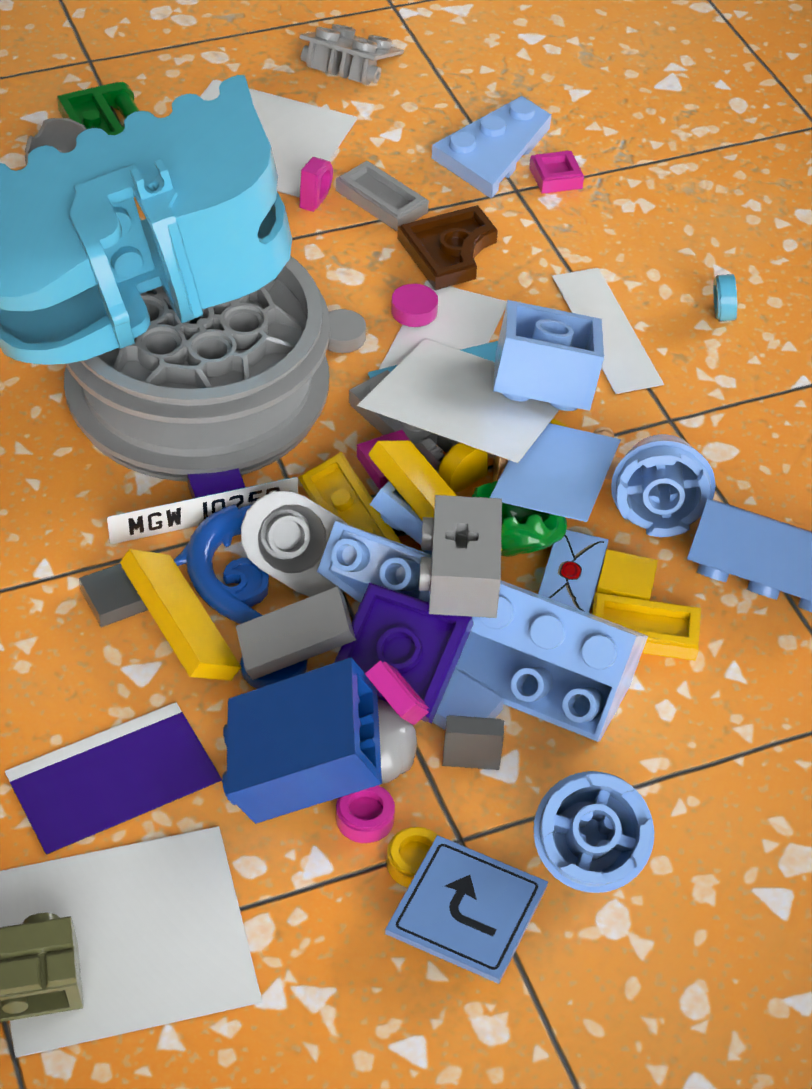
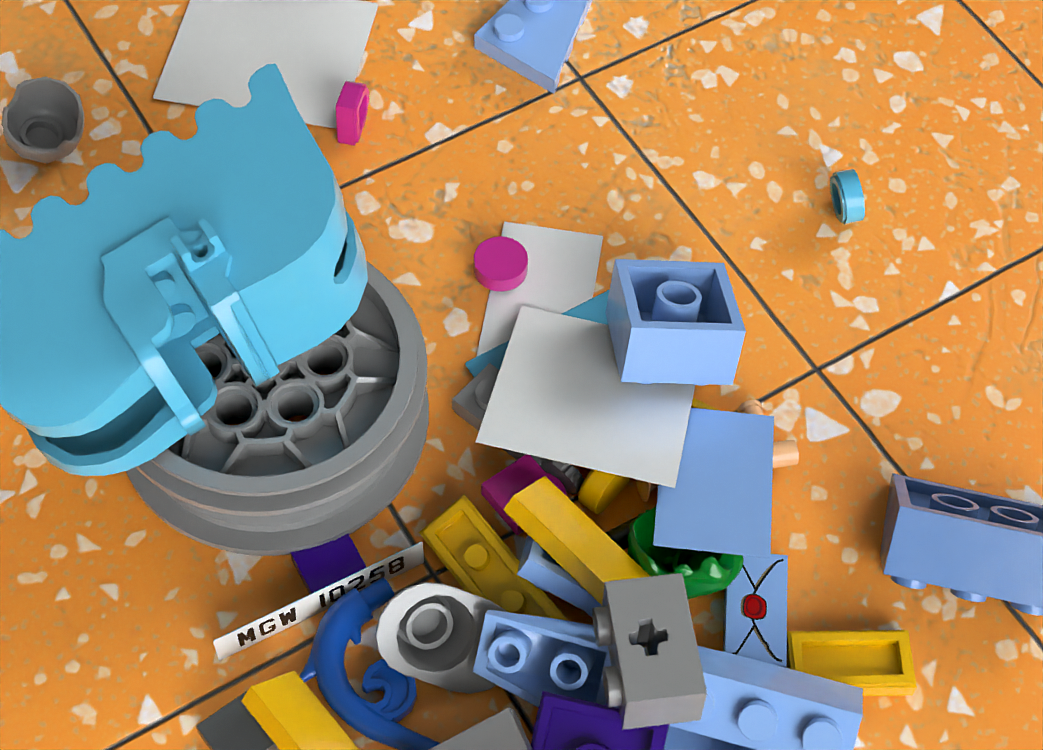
camera: 10 degrees left, 10 degrees up
(93, 105) = (68, 57): green plate -> none
(346, 331) = (432, 309): light grey tile -> none
(381, 195) = (430, 112): light grey tile -> none
(447, 244) = (519, 170): reddish brown tile -> none
(556, 172) = (620, 47): dark pink tile -> none
(625, 358) = (712, 238): white sticker -> none
(627, 575) = (817, 601): yellow tile -> none
(662, 485) = (837, 477): light blue cone -> none

